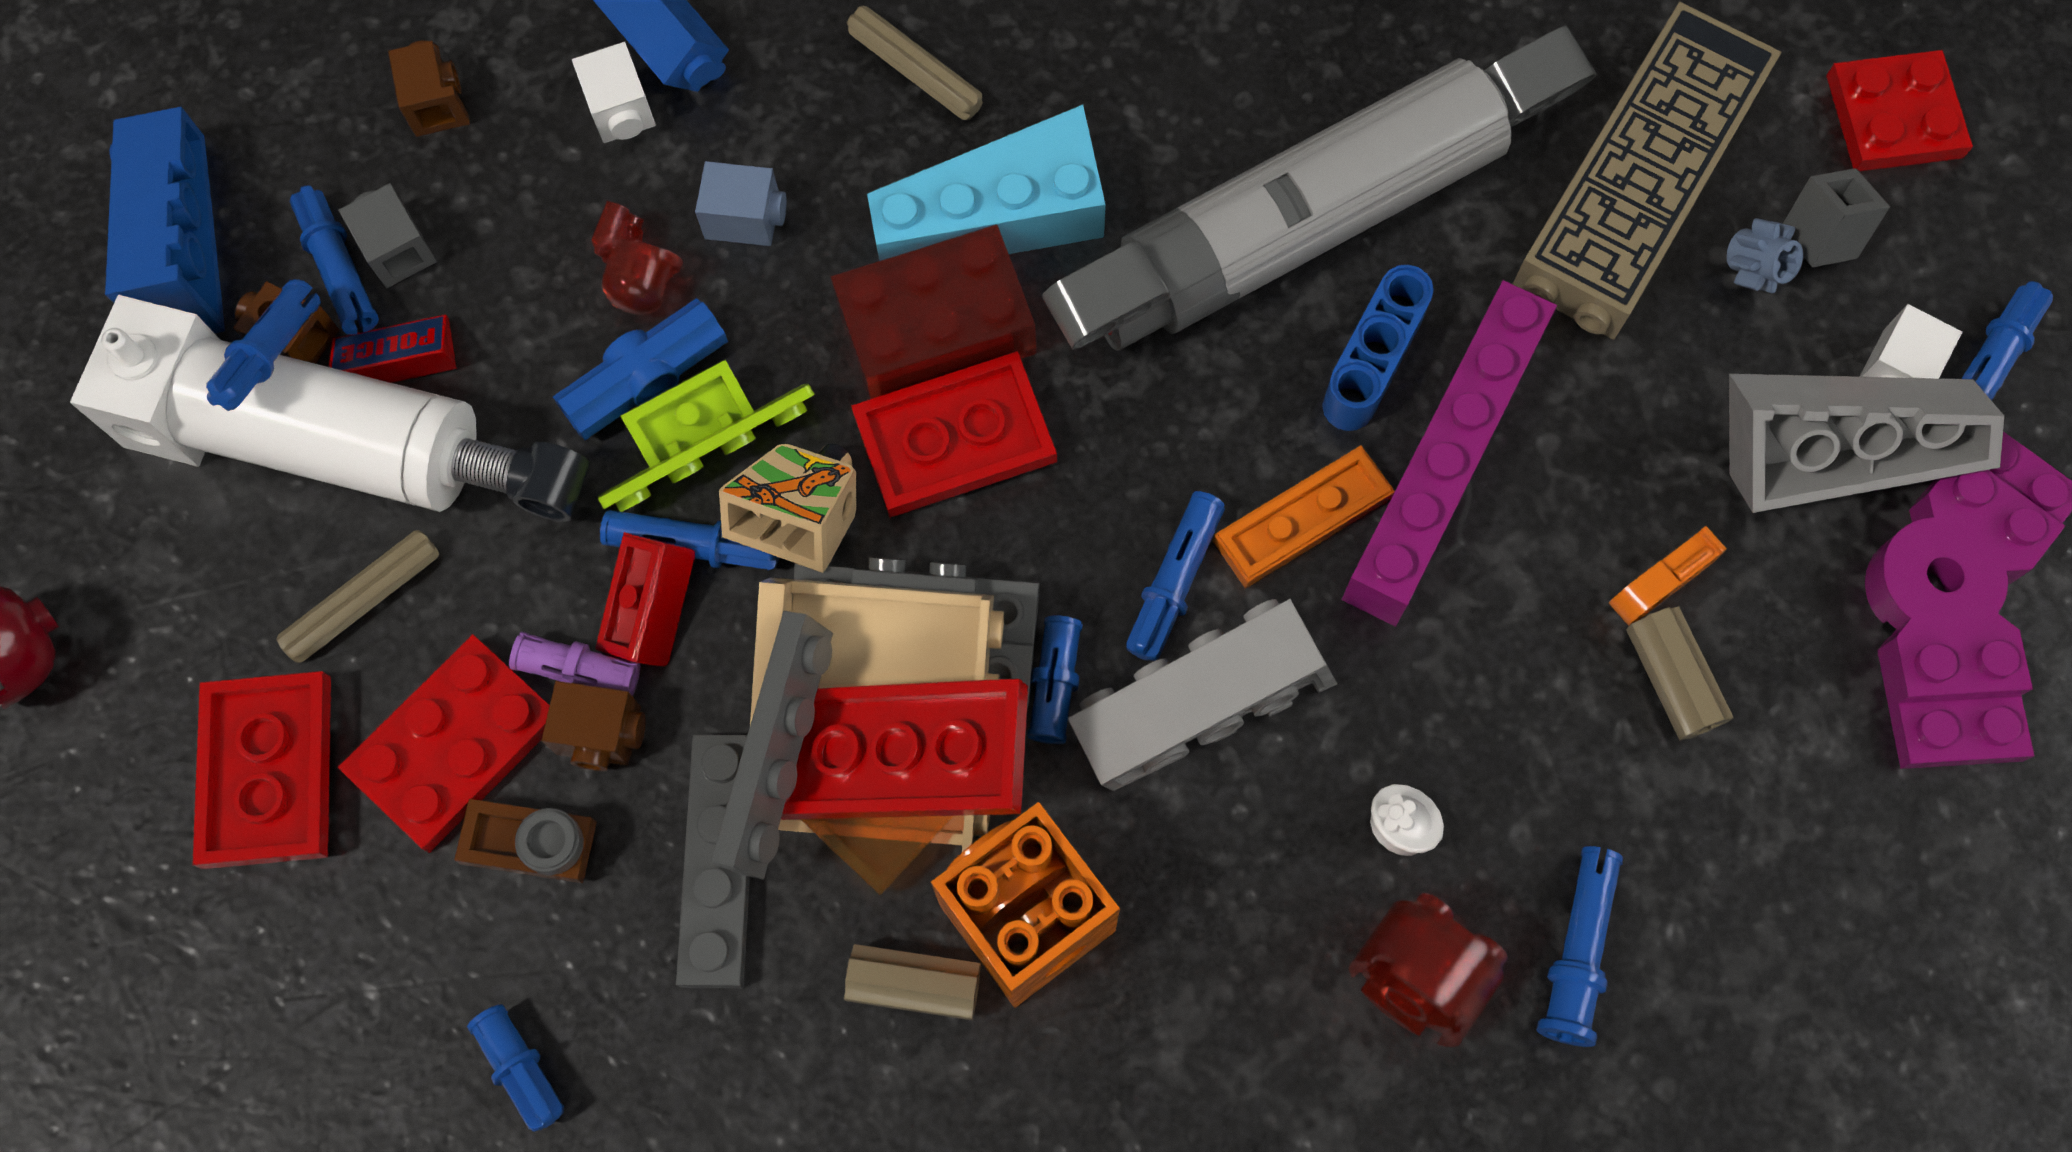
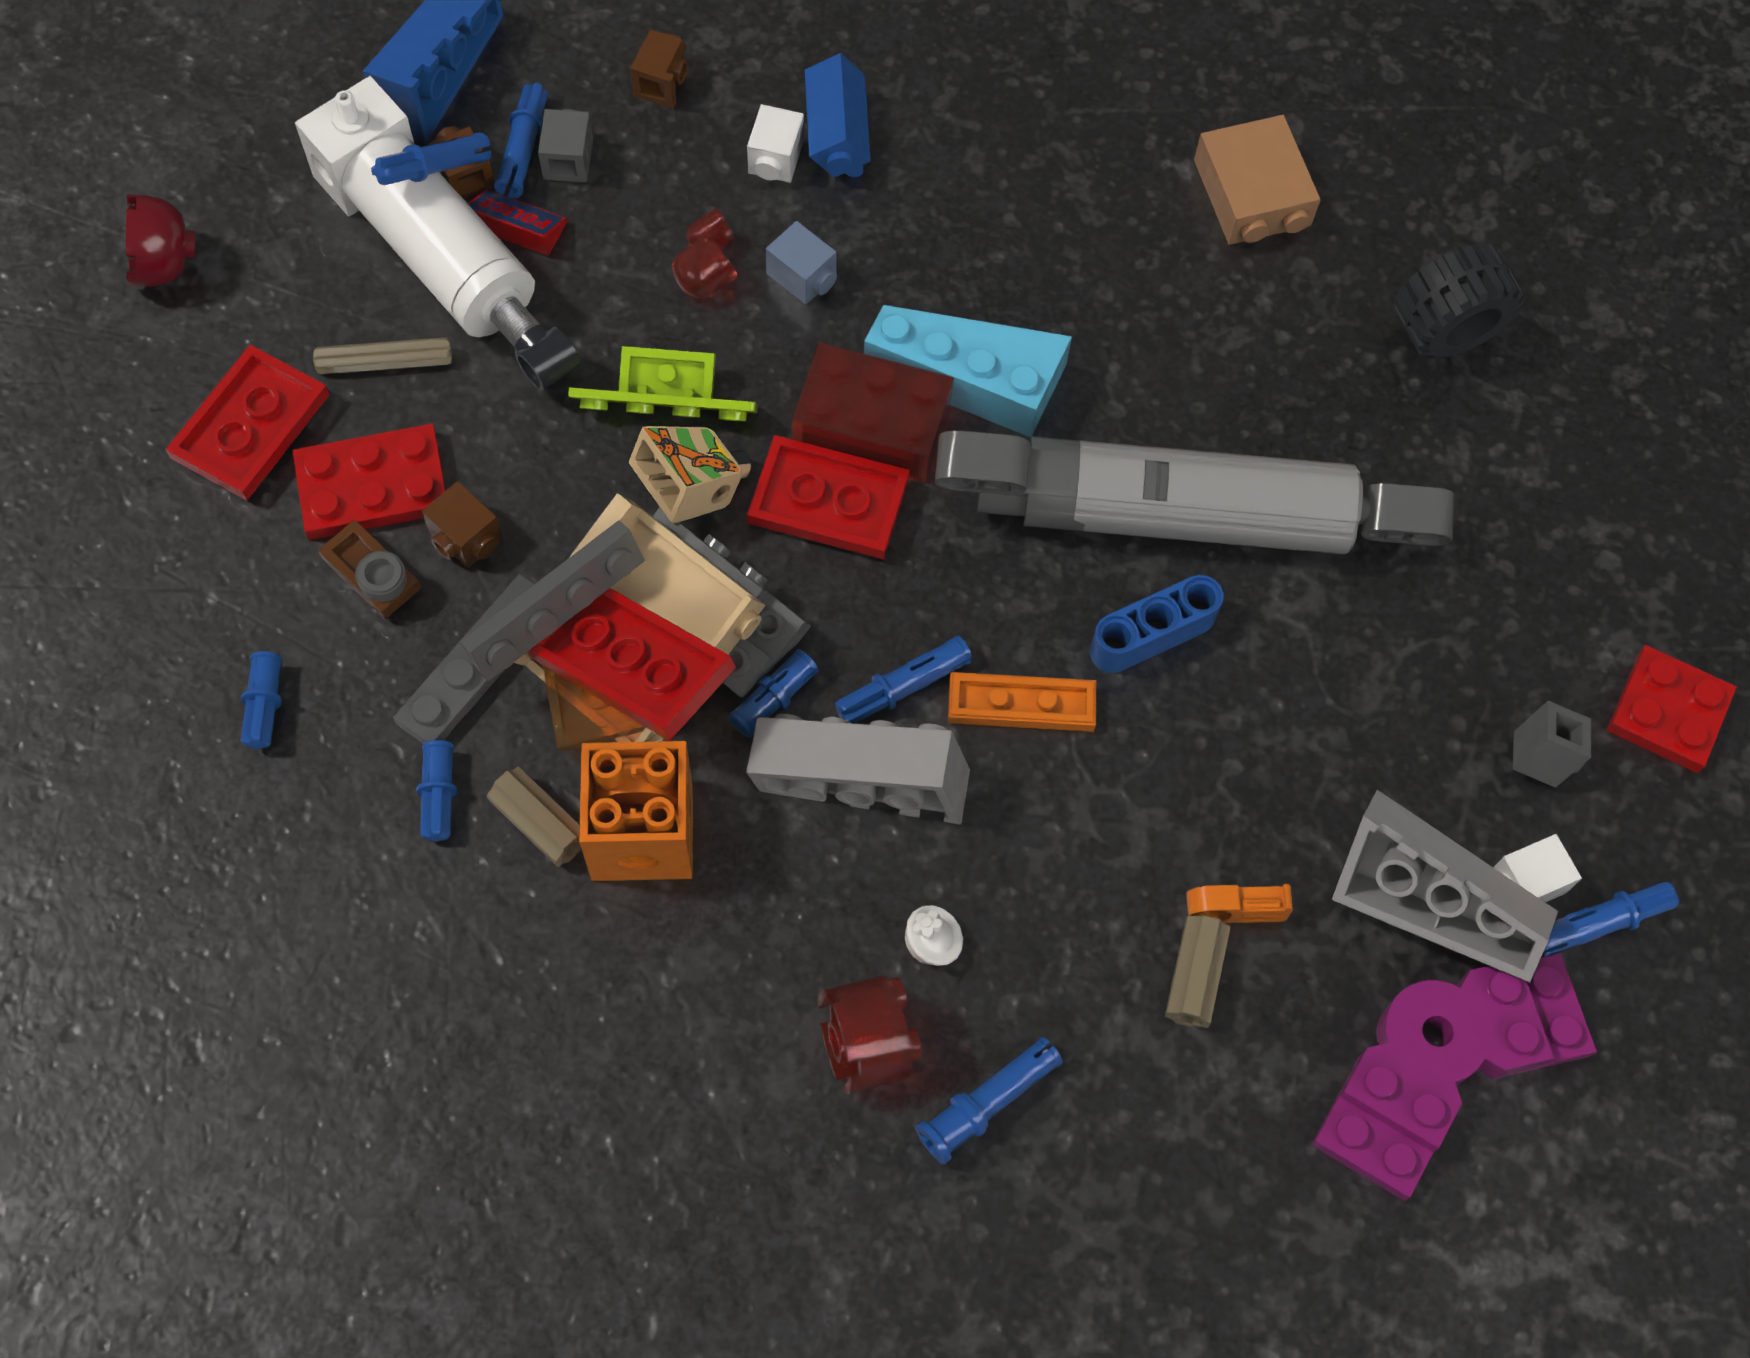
camera: 30 degrees right, 5 degrees down
(572, 663) = (479, 481): medium lavender pin -> none
(640, 368) = (660, 325): blue piece -> none
(645, 600) = (553, 472): red slope -> none
(702, 538) = (602, 448): blue axle -> none
(783, 1030) = (436, 790): none -> blue axle
(915, 63) = (989, 245): dark tan axle -> none
(1448, 454) = (1150, 722): magenta brick -> none
(1646, 170) = (1443, 628): dark tan brick -> none
(1764, 255) = (1482, 738): sand blue gear -> none

